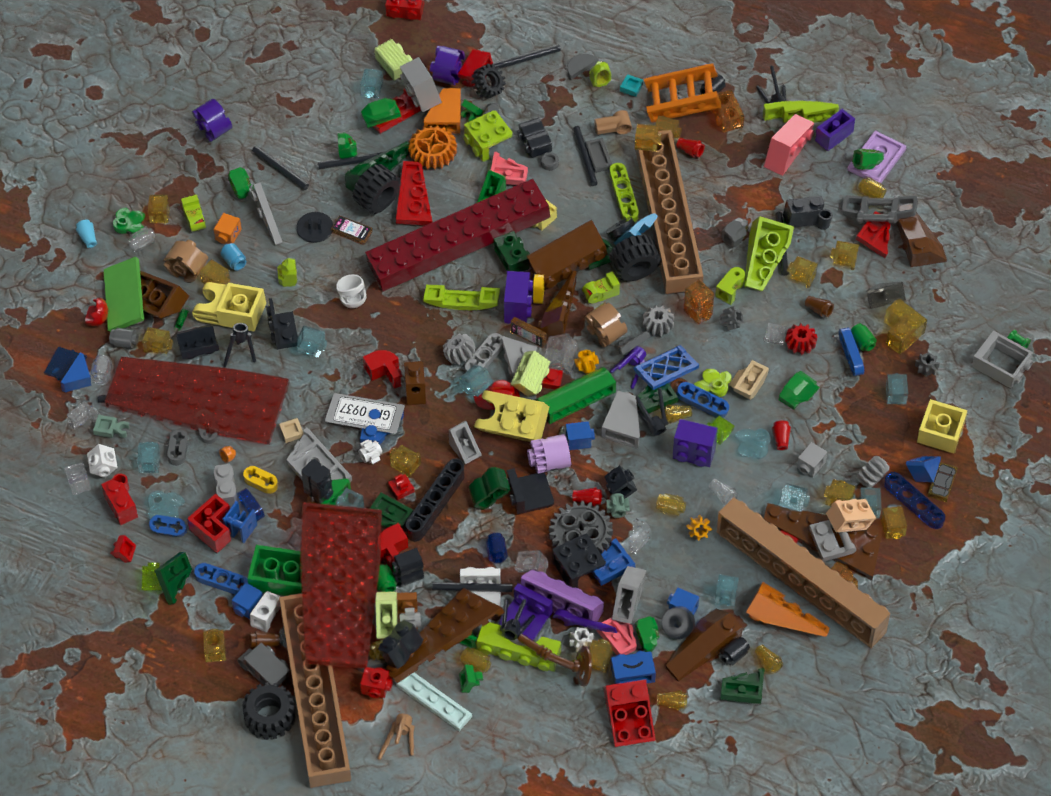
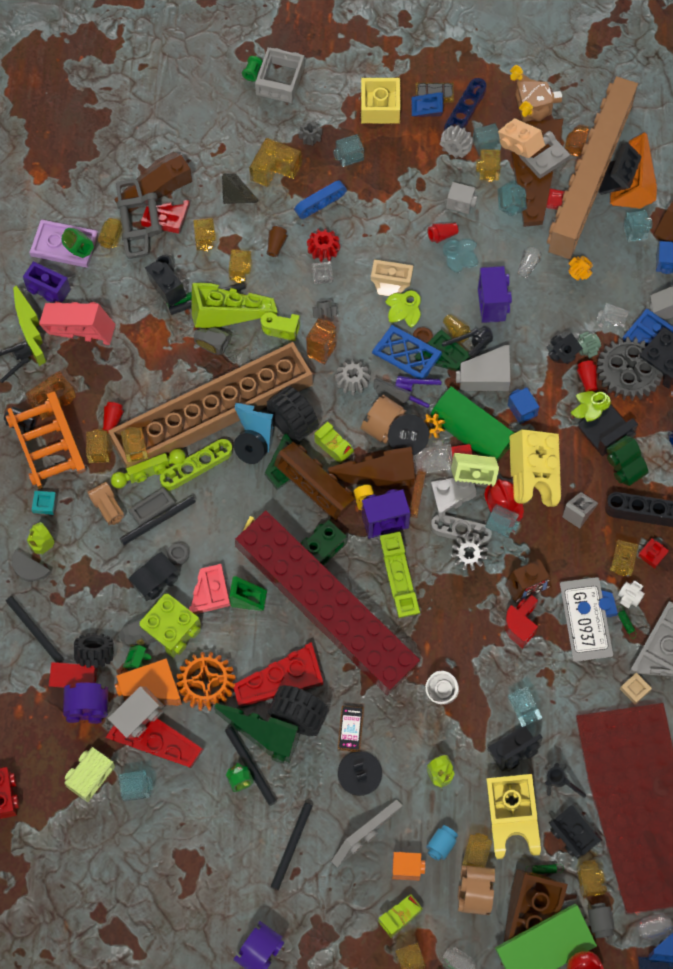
camera: 110 degrees left, 10 degrees up
(239, 182) = (335, 880): green rock -> none
(350, 444) = (626, 622): none -> green piece
(380, 112) = (183, 750): green slope -> none
(549, 454) = (561, 418): lavender gear -> none
(556, 488) = (591, 405): none -> lime plate
(579, 329) = (408, 431): none -> black piece
(631, 164) = (140, 472): none -> lime plate
(671, 504) = (563, 301): clear yellow brick -> none
(704, 407) = (435, 316): blue beam -> none
(724, 427) = (458, 287): clear neon green bracket -> none
(787, 588) = (621, 171): none -> black bracket
(798, 390) = (383, 230): green slope -> none
(863, 337) = (299, 192): green brick -> none
(893, 522) = (499, 113): clear yellow brick -> none
(901, 555) = (533, 97): none -> medium nougat torso

